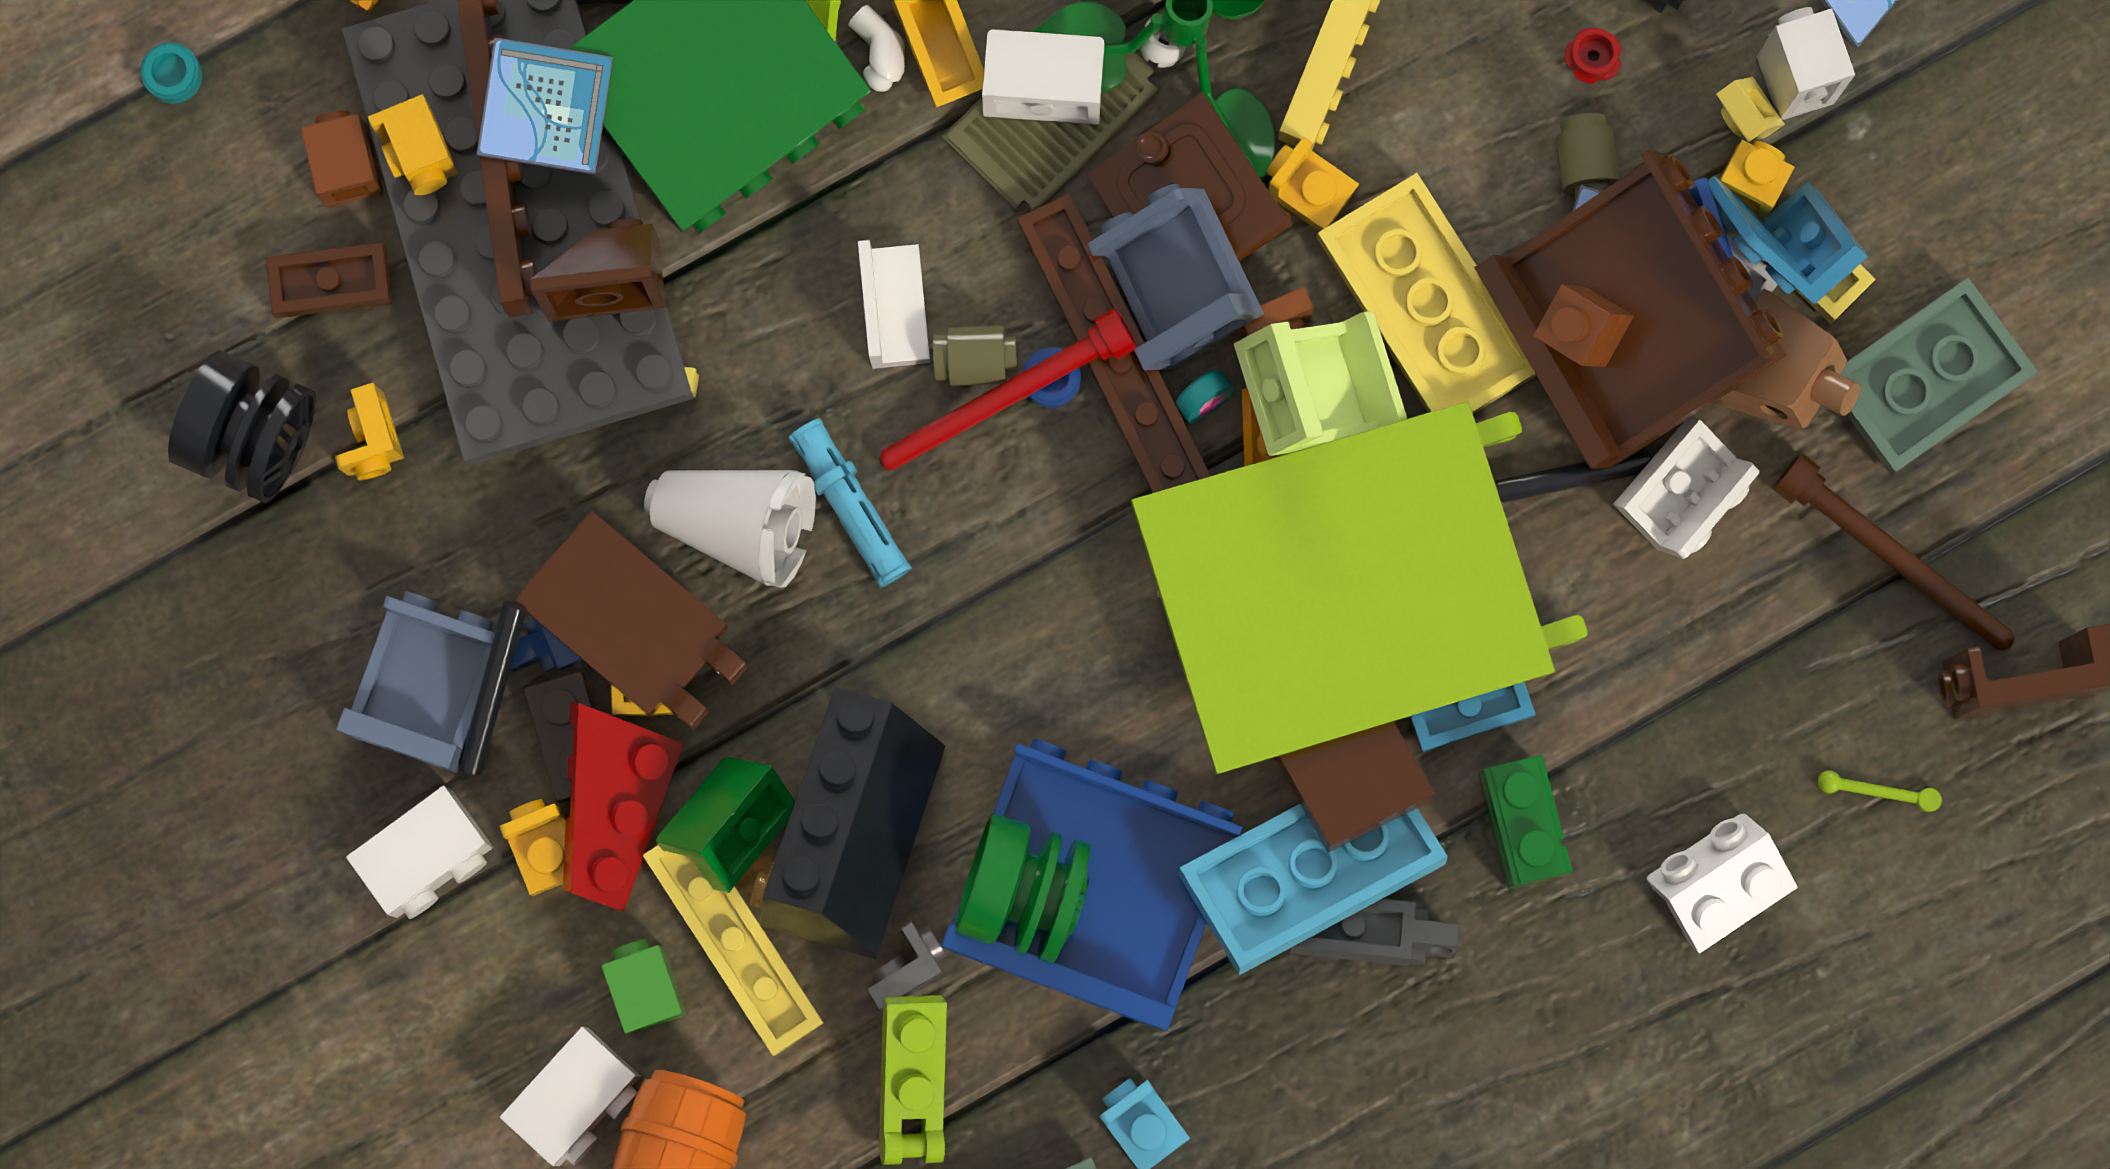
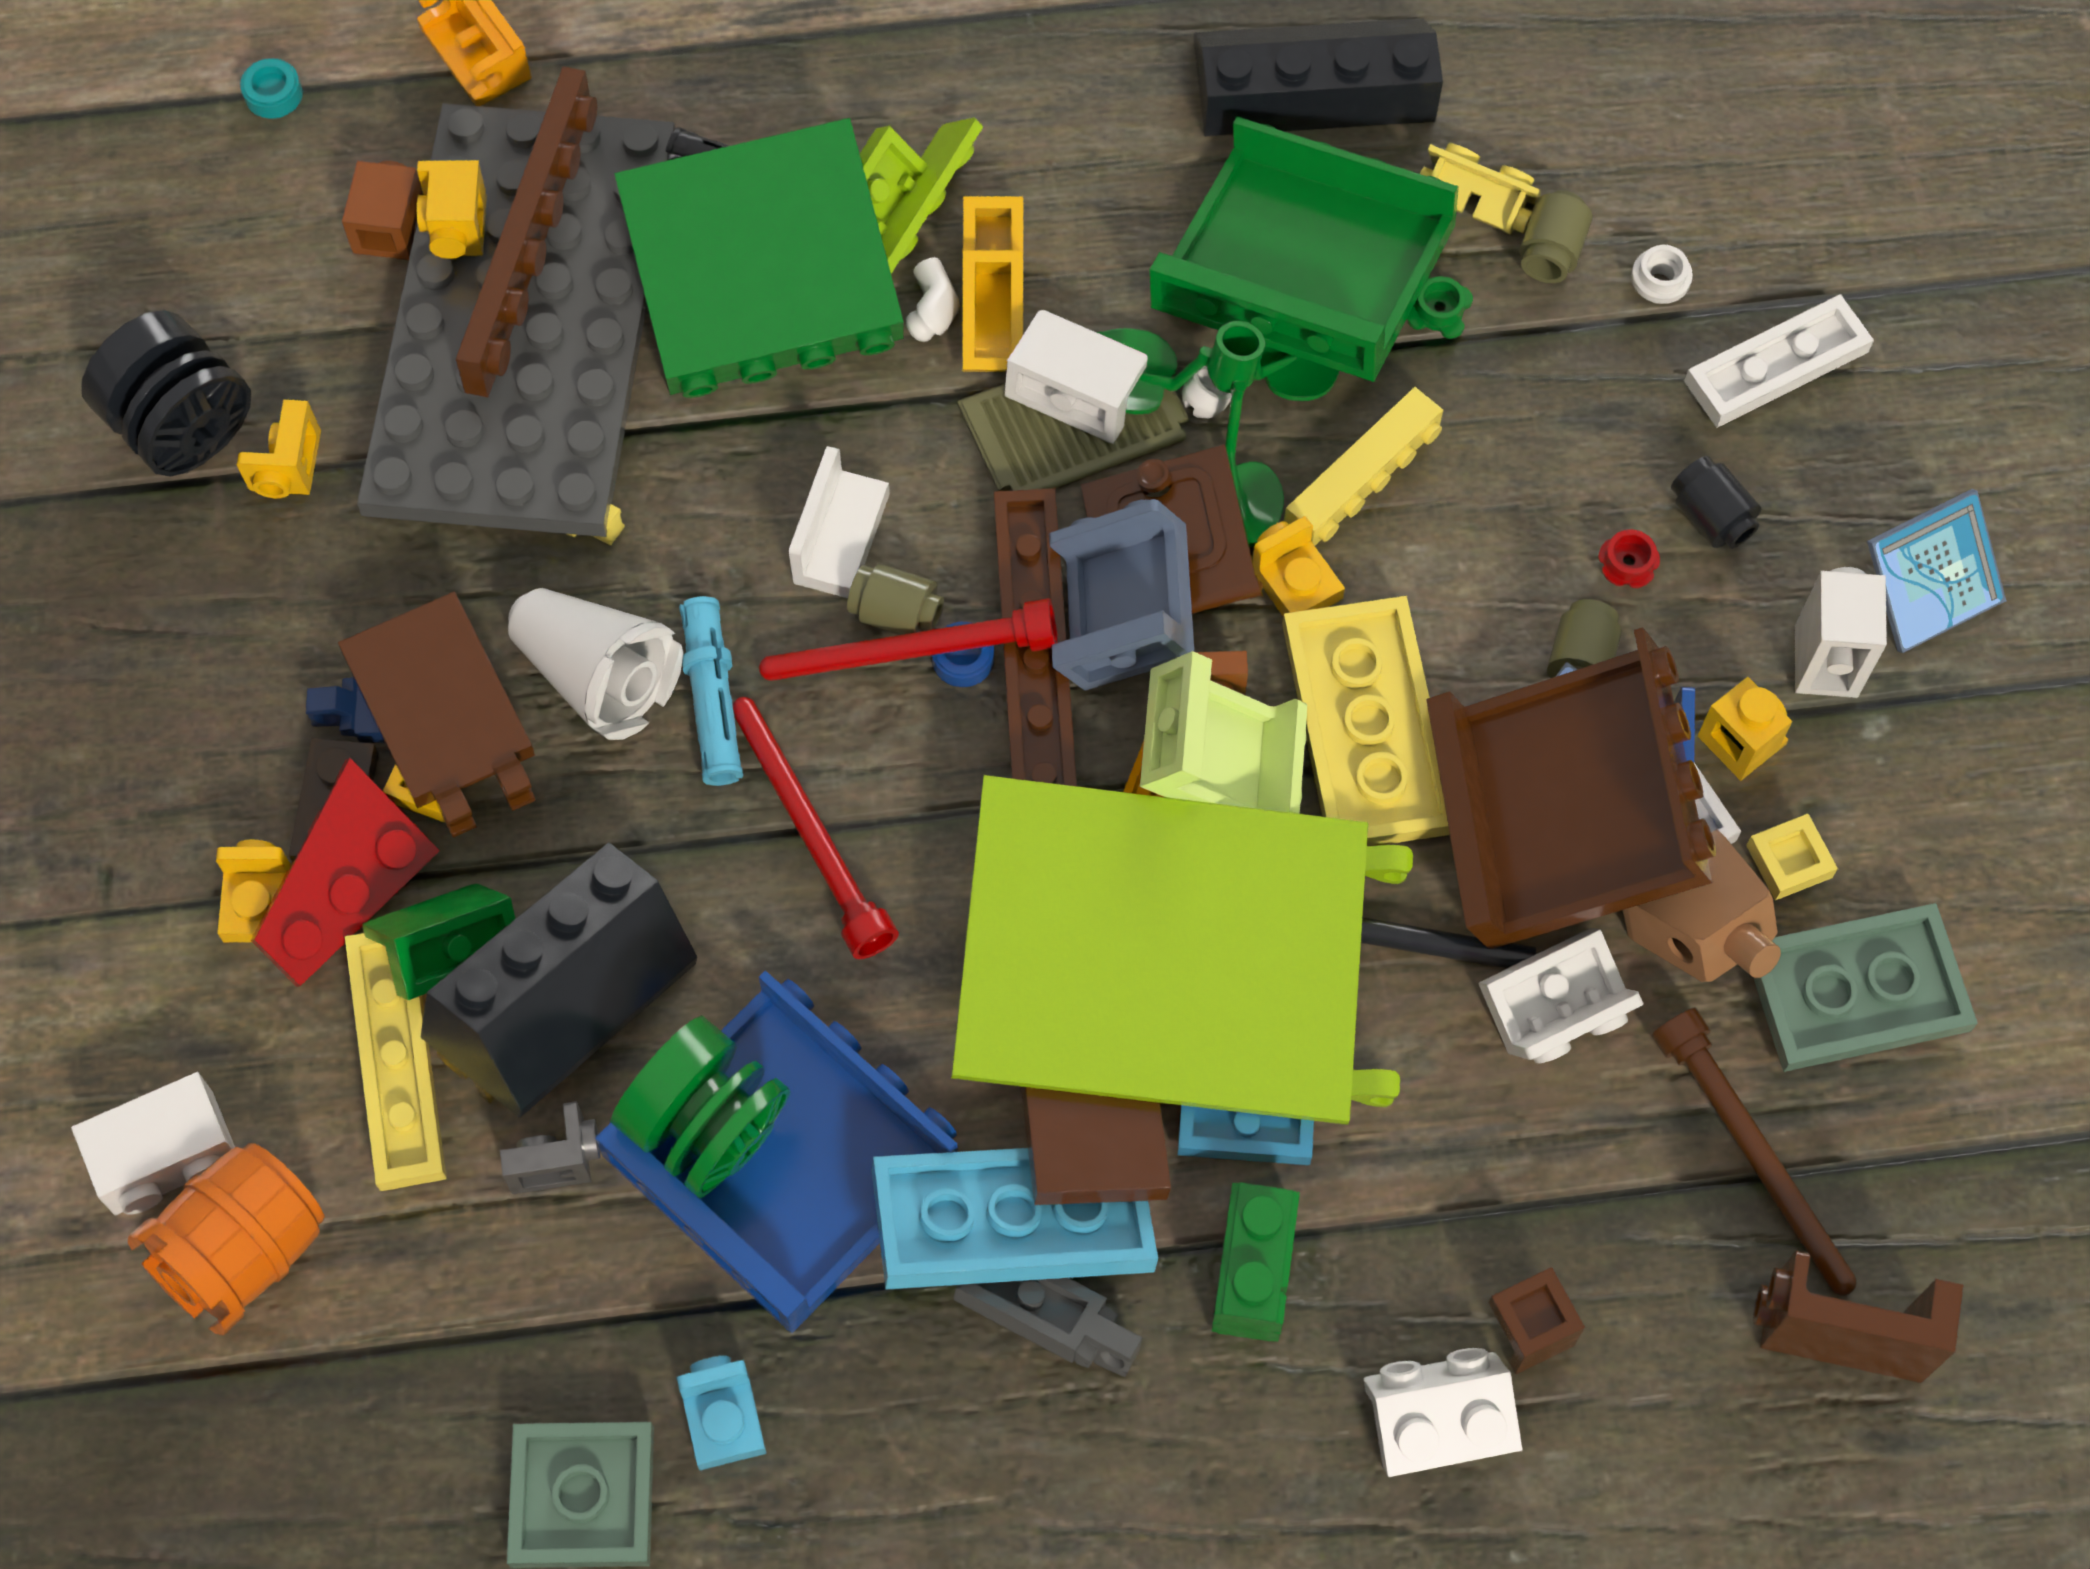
camera: 20 degrees right, 15 degrees down
(329, 280) = (319, 308): reddish brown plate -> none
(421, 682) = (219, 697): sand blue panel -> none
(421, 854) = (131, 850): white brick -> none
(492, 687) = (279, 721): black bar -> none
(544, 106) = (584, 208): piece -> none
(604, 274) = (563, 377): reddish brown slope -> none
(643, 987) = (281, 1067): bright green brick -> none
(912, 1077) = (505, 1262): lime plate -> none
(1074, 659) = (866, 926): none -> red piece
(1204, 396) = (1105, 723): teal tile -> none
(1583, 325) = (1513, 787): dark orange brick -> none
(1748, 110) = (1767, 661): light yellow plate -> none
(1771, 778) = (1537, 1319): none -> reddish brown panel
(1800, 239) = (1773, 802): dark azure bracket -> none
(1926, 800) = (1698, 1418): lime hinge -> none

